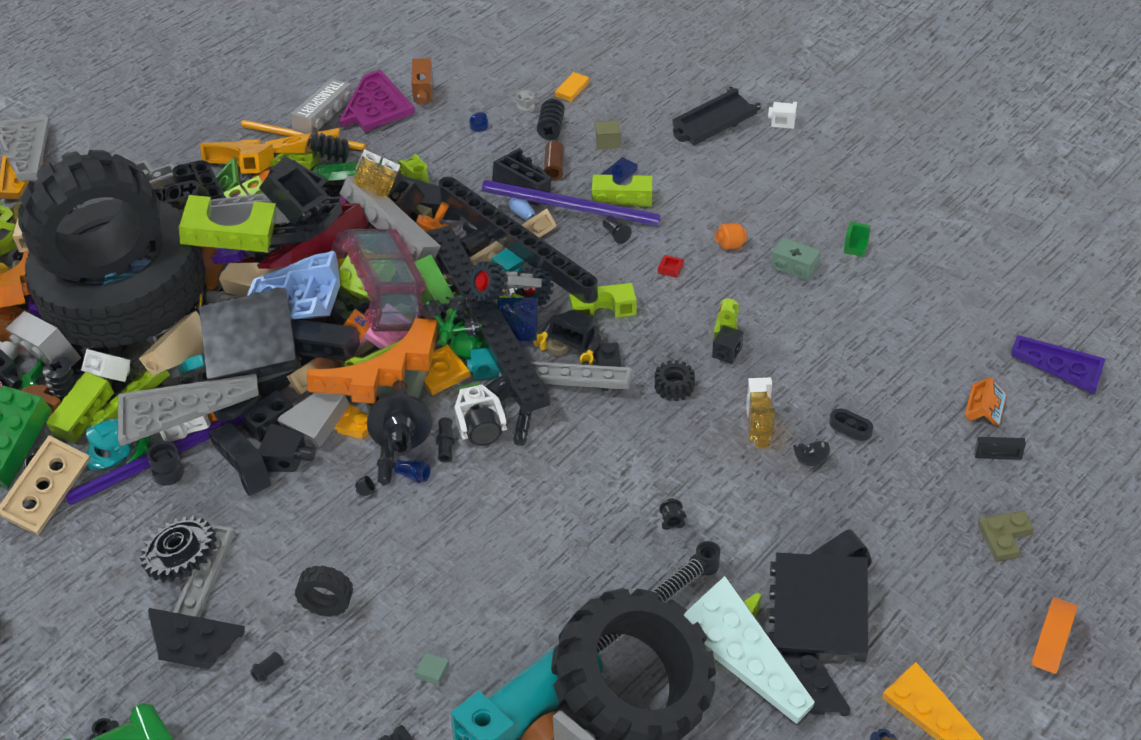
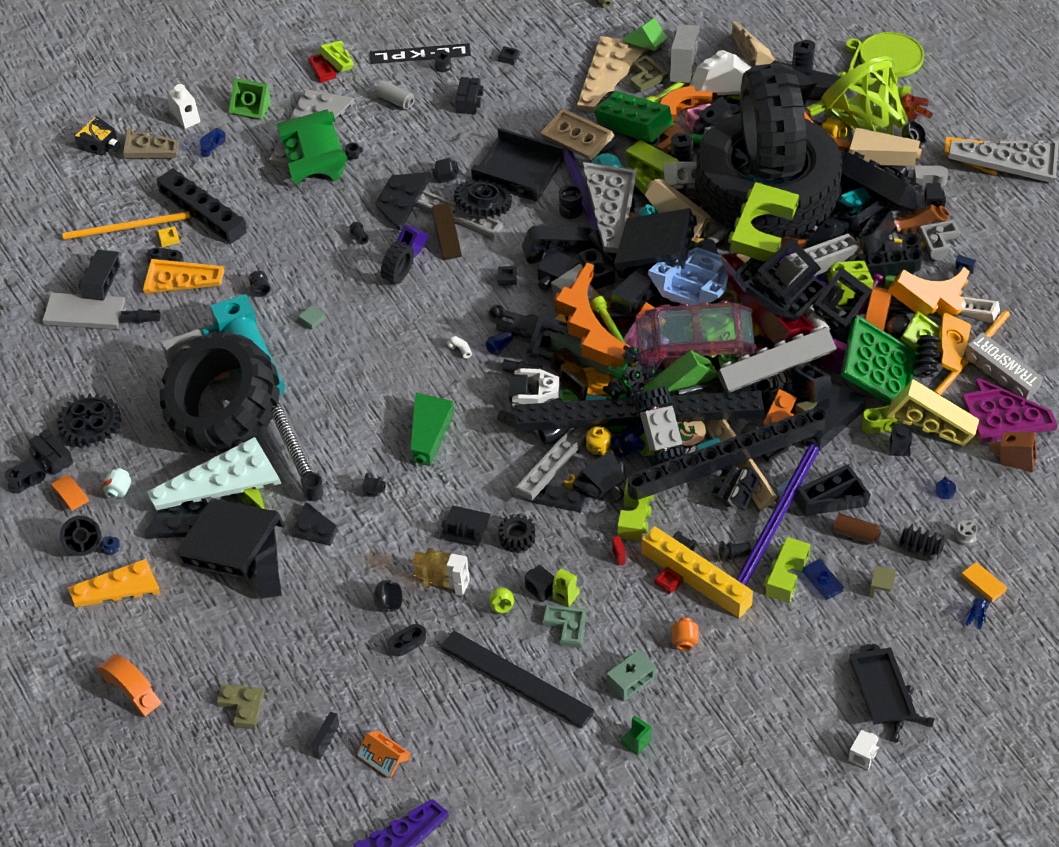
camera: 110 degrees right, 5 degrees up
(100, 540) = (519, 164): none -> black panel
(128, 606) = (445, 170): none -> black head
(189, 152) = (968, 263): none -> dark blue tile
(243, 572) = (446, 231): none -> dark brown slope
(247, 128) = (988, 314): none -> white slope
(277, 602) = (413, 237): none -> dark purple slope
(303, 493) = (507, 275): none -> black plate
(373, 178) = (826, 349): clear yellow hips -> none
(404, 131) = (934, 413): none -> light yellow wedge
(427, 503) = (461, 344): none -> white arm
(436, 148) = (900, 441): none -> black brick
(446, 387) = (570, 372): none -> dark brown slope
(531, 344) = (598, 440): none -> yellow head
(556, 231) = (736, 487): none -> black hips
(568, 491) = (430, 424): none -> green slope
(603, 84) = (978, 608): none -> clear blue piece
(626, 262) = (691, 544): none -> black bush
(657, 243) = (697, 572): none -> yellow brick
(658, 301) = (618, 550): none -> red tile
(683, 424) = (465, 525): none -> black hinge
(749, 553) = (314, 526): none -> black wing
(757, 317) = (570, 620): none -> sand green tile
(765, 365) = (495, 600): none -> lime piece
(842, 339) = (518, 679): none -> black tile

